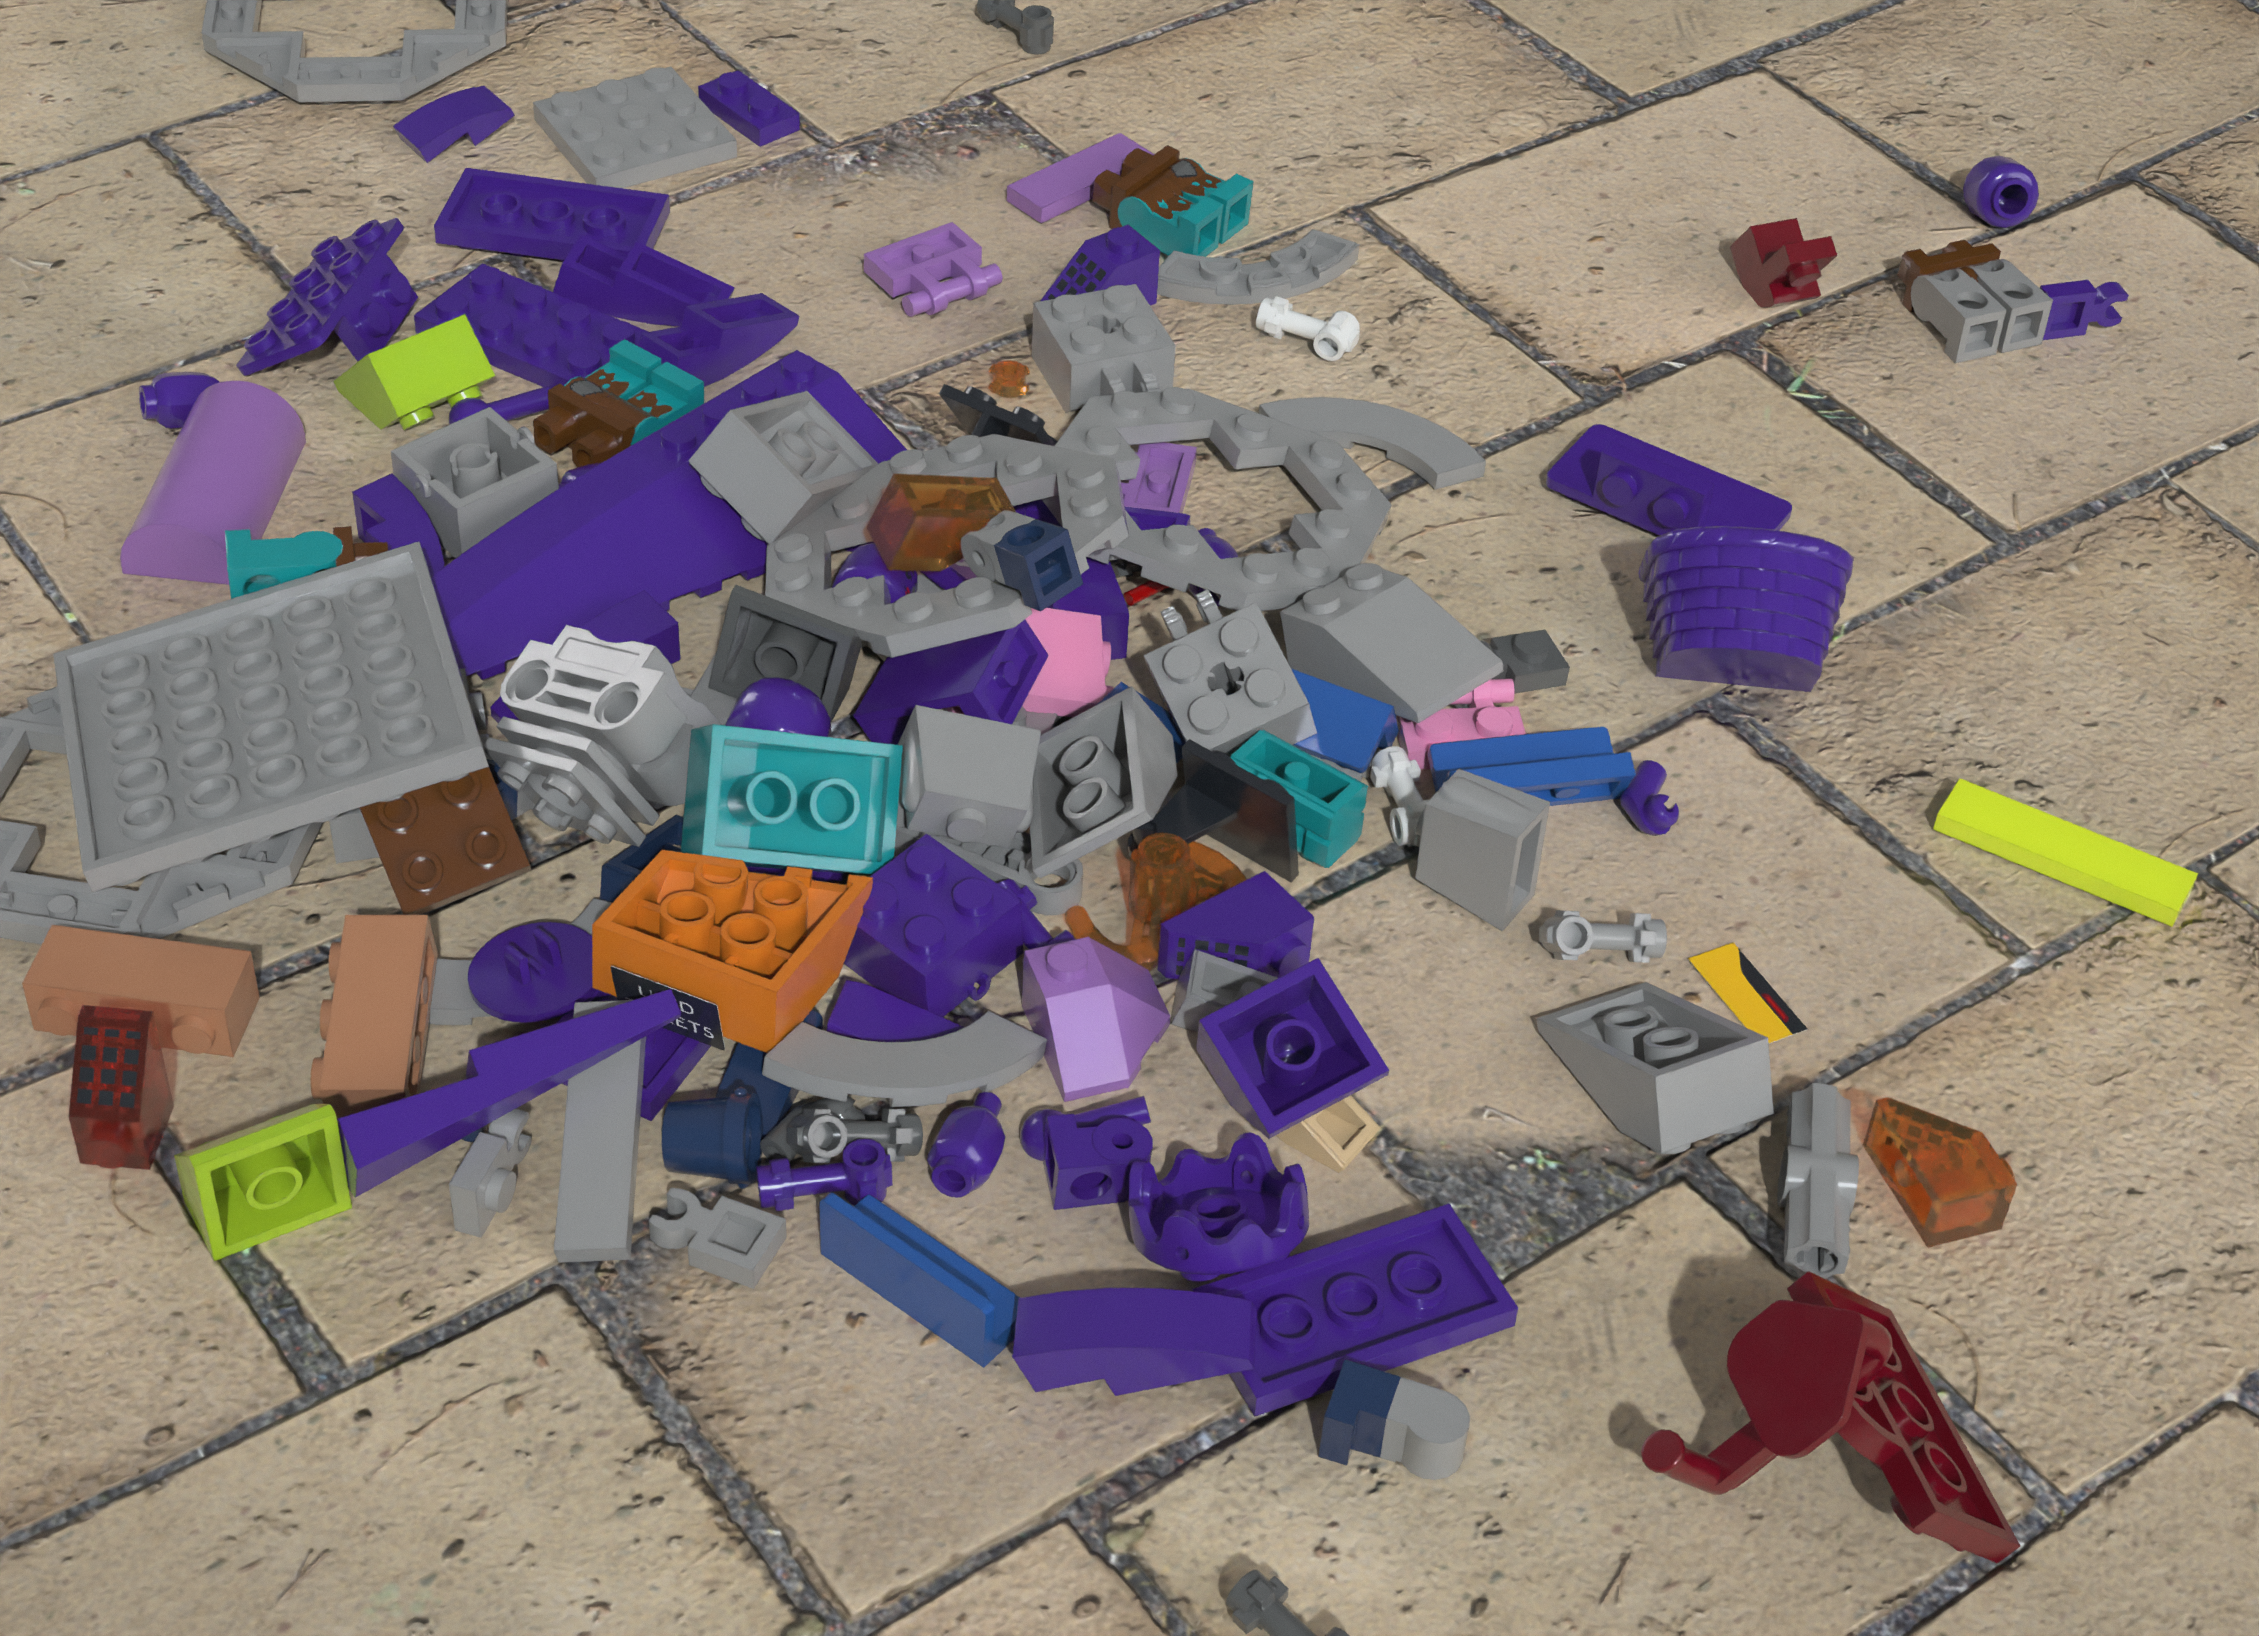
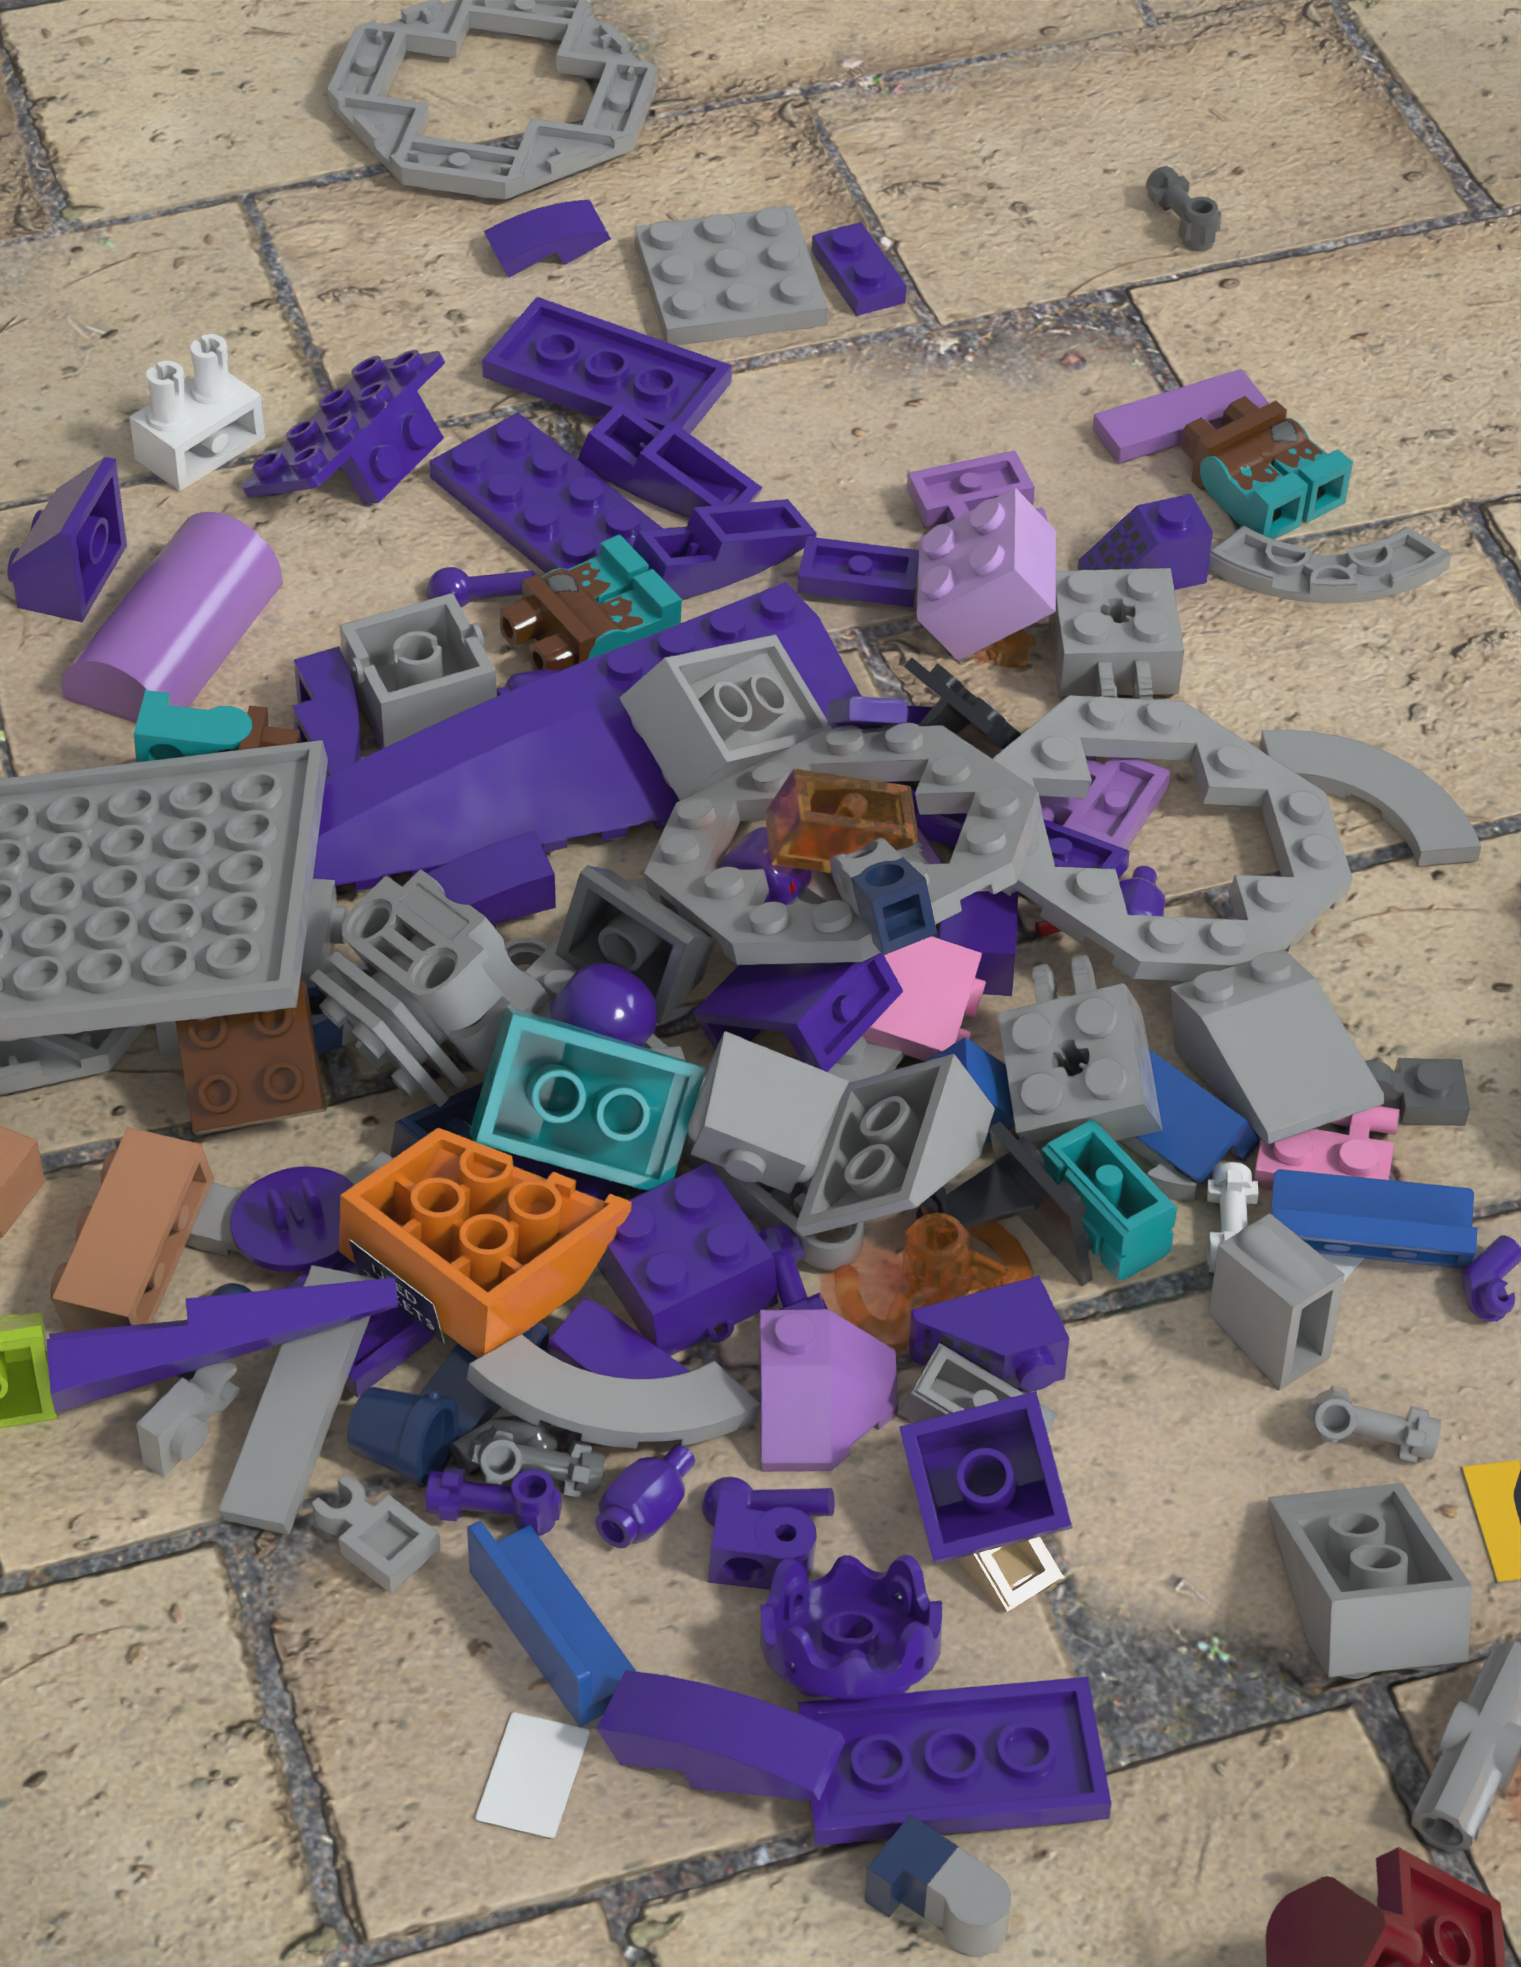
camera: 20 degrees right, 5 degrees up
(89, 435) = (71, 545): none -> dark purple slope
(172, 396) = (168, 508): dark purple plant -> none
(178, 314) = (197, 422): none -> white brick
(417, 374) = (408, 534): lime slope -> none
(853, 339) = (859, 571): none -> dark purple plate
(921, 434) = (873, 712): none -> dark purple tile
(955, 1422) = (532, 1775): none -> white sticker
(974, 315) = (986, 574): none -> lavender brick
(1330, 337) = (1371, 663): white bar -> none

